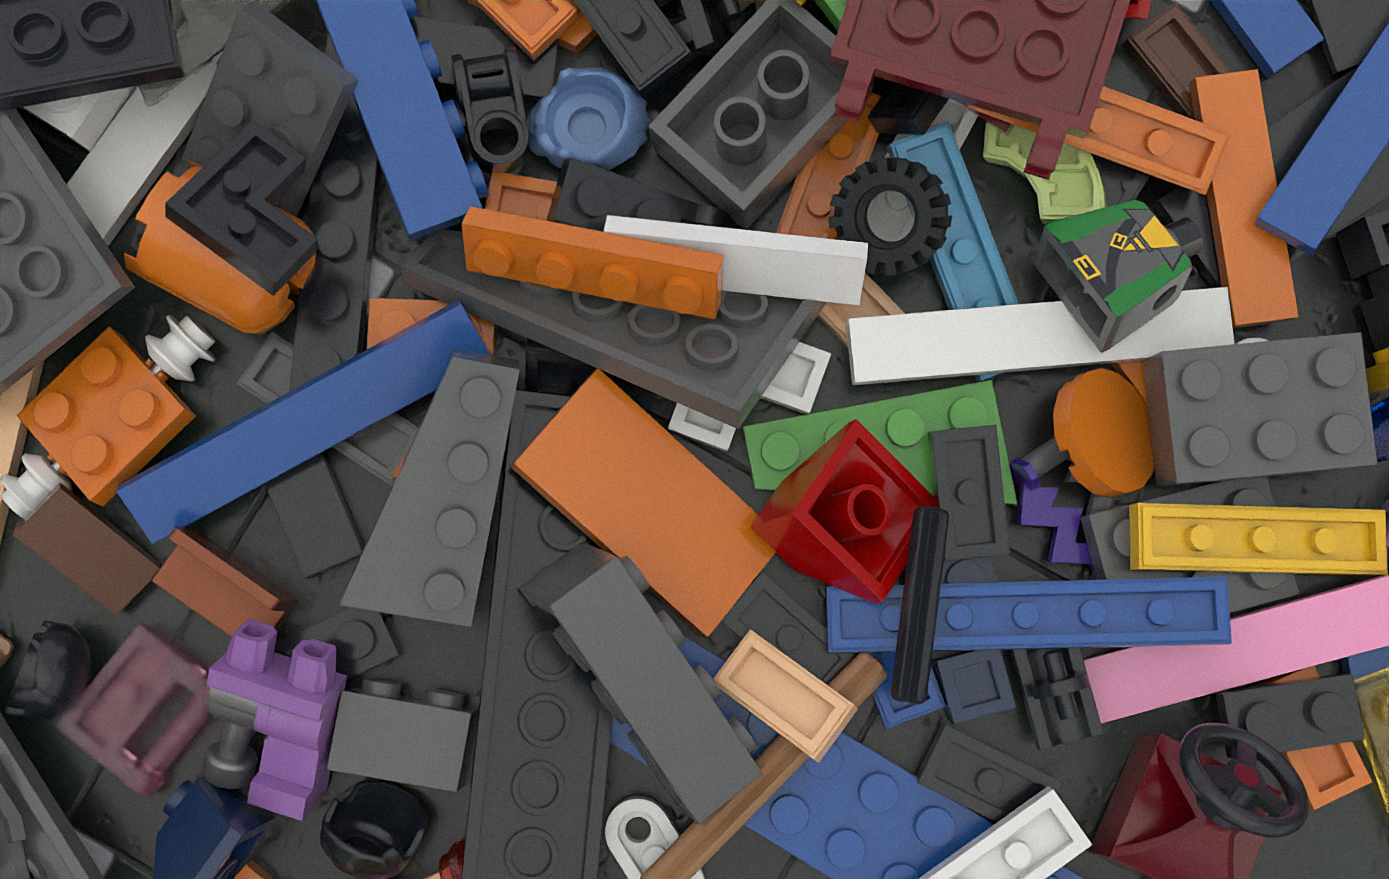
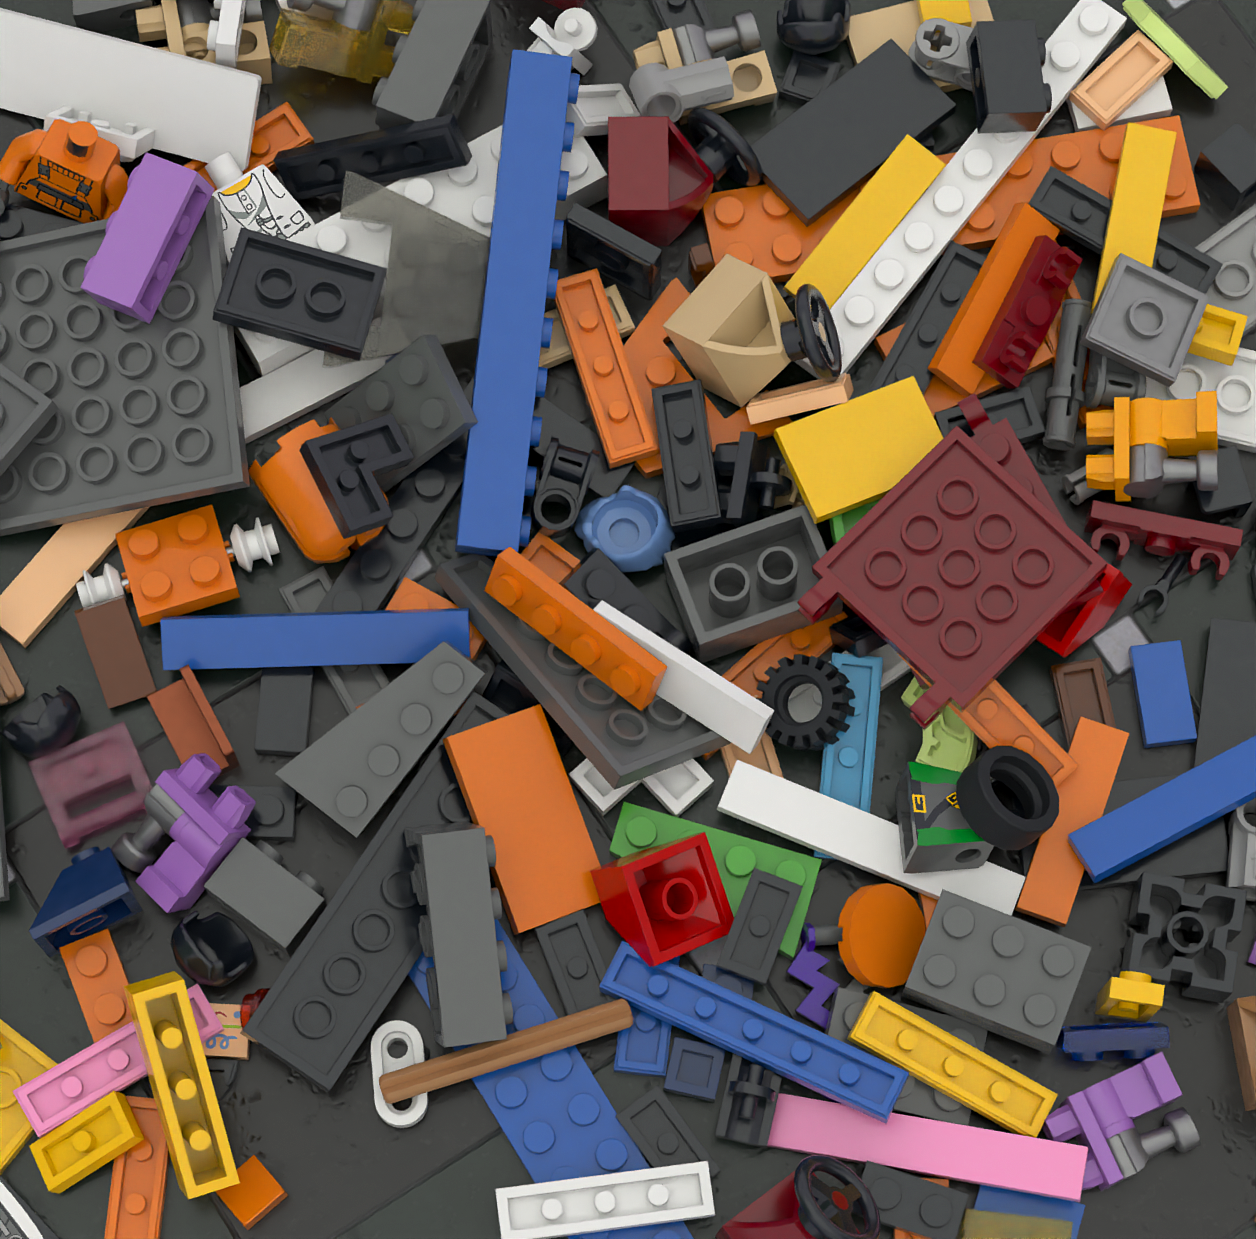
camera: 25 degrees right, 10 degrees down
(784, 695) = (551, 998): light nougat tile -> none
(920, 605) = (679, 981): black axle -> none
(1167, 235) = (1028, 782): none -> black tyre

